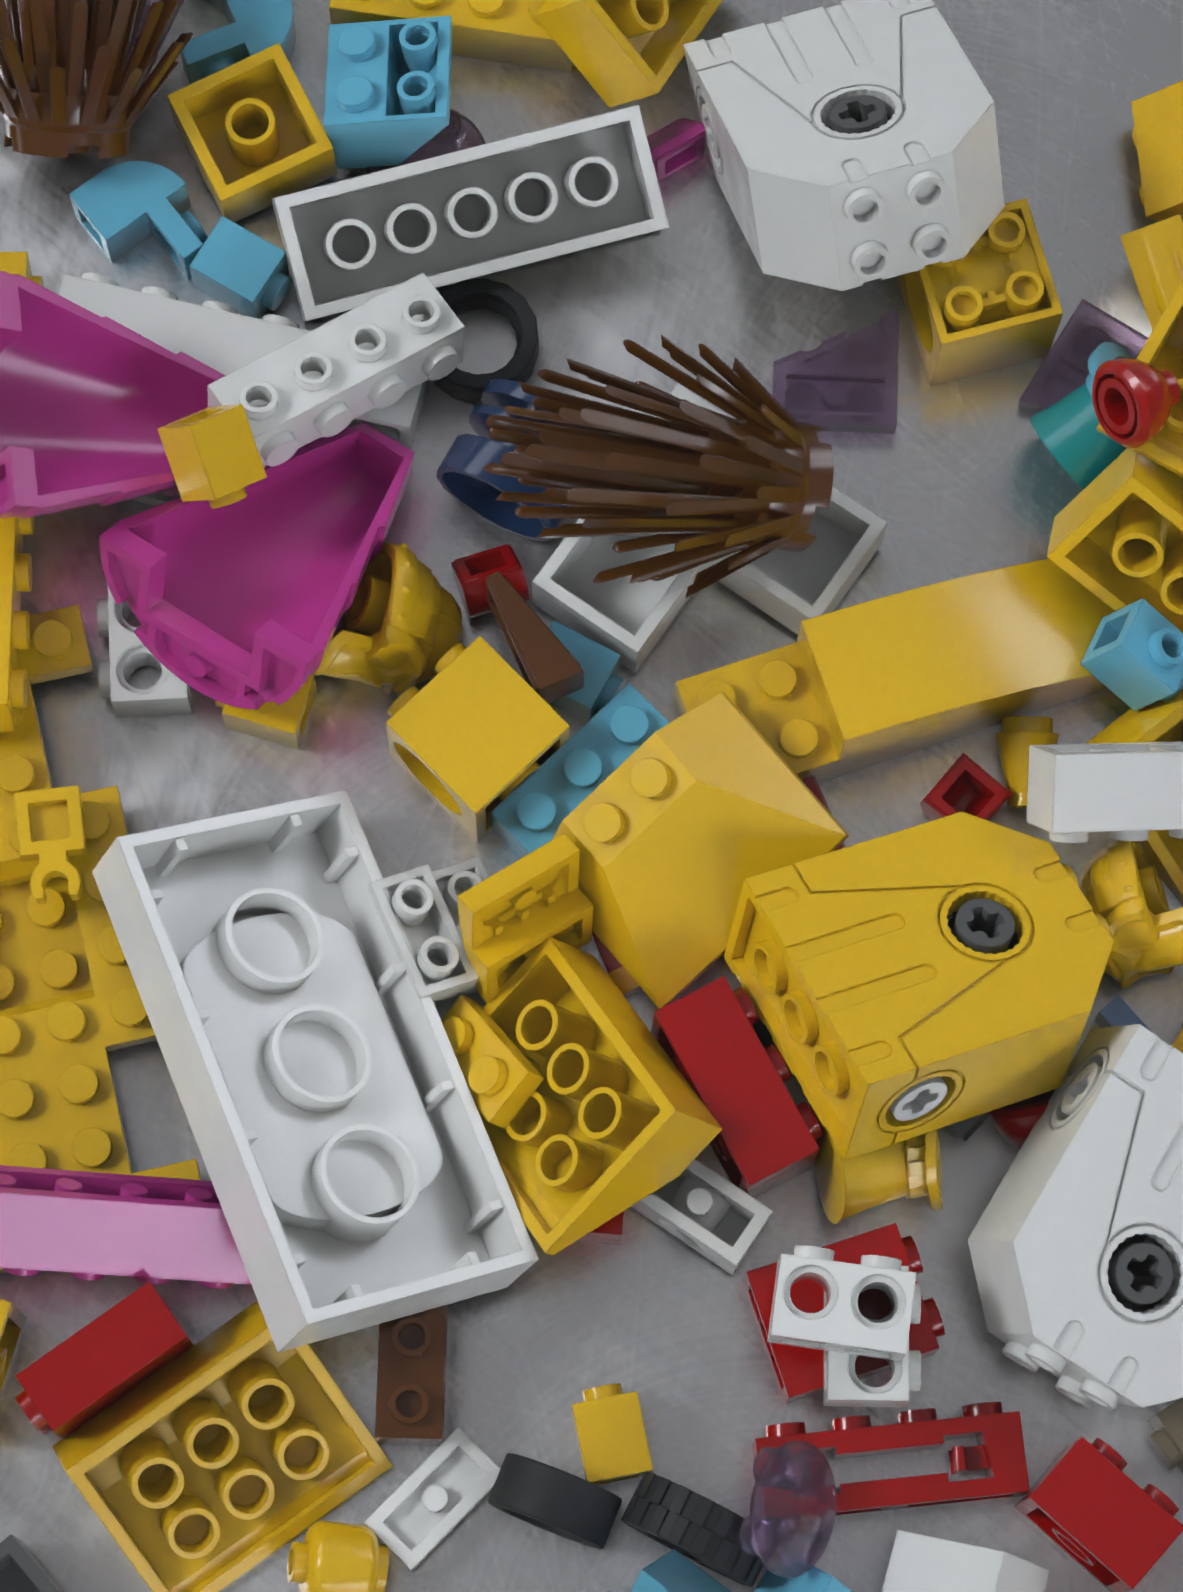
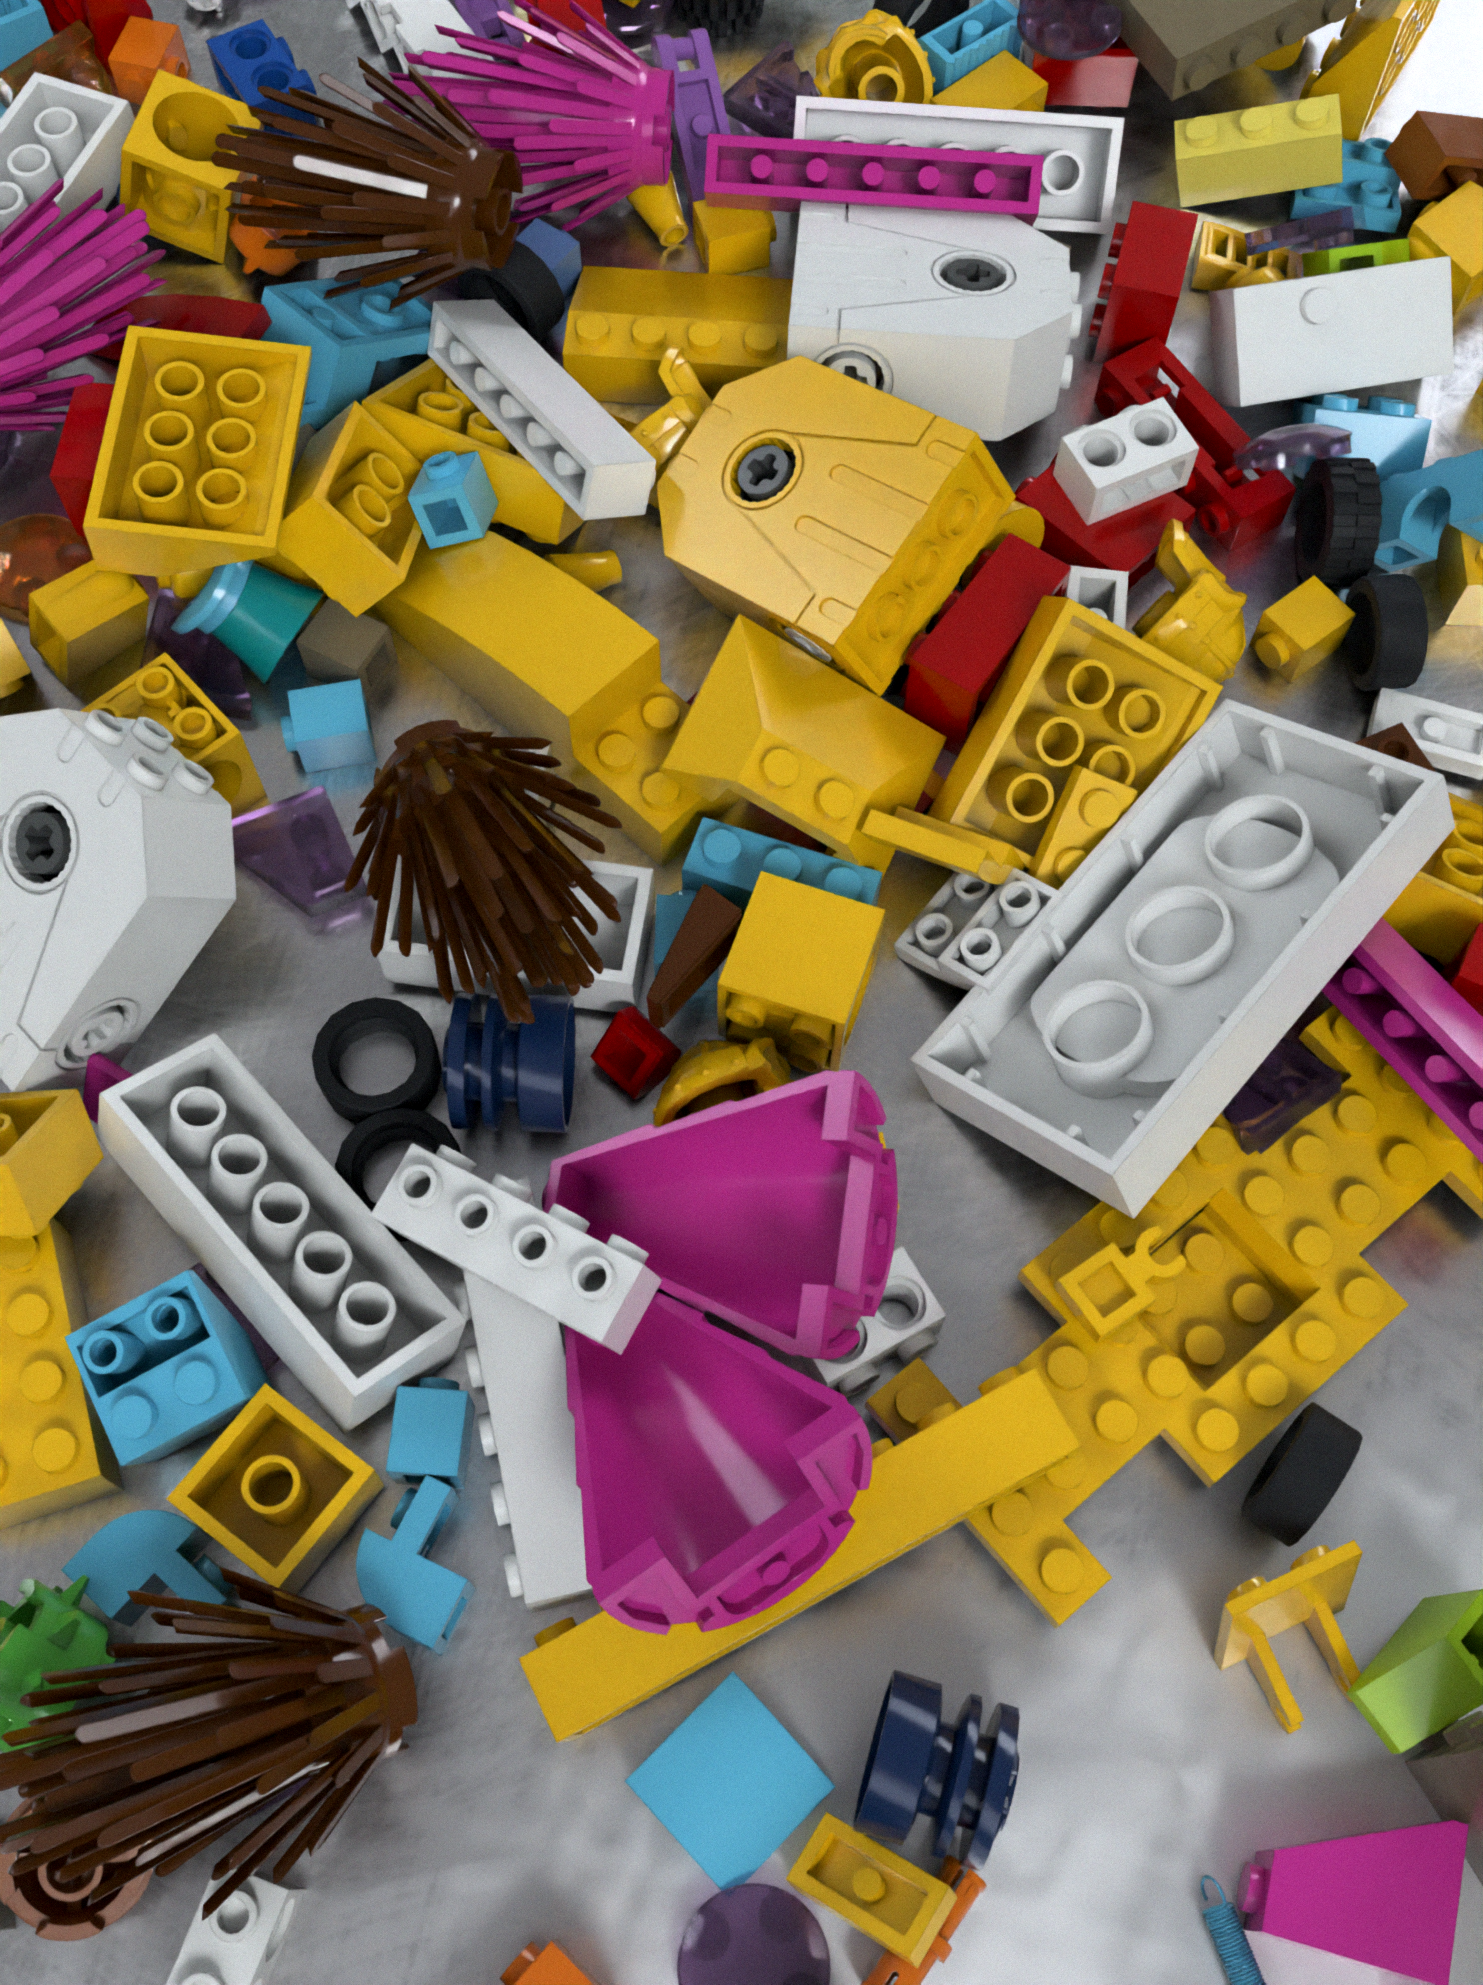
camera: 115 degrees left, 10 degrees down
(144, 1092) = (1280, 1095): none -> clear purple wing
(213, 455) = (673, 1294): yellow brick -> none
(586, 317) = (366, 1018): none -> black tyre
(659, 1311) = (1202, 616): none -> yellow head
(840, 1324) = (1133, 448): white brick -> none
(960, 459) = (329, 726): none -> medium azure brick
(966, 790) = (641, 597): red brick -> none
(1029, 506) = (346, 648): none -> dark tan brick
(1133, 400) = (244, 508): red brick -> none

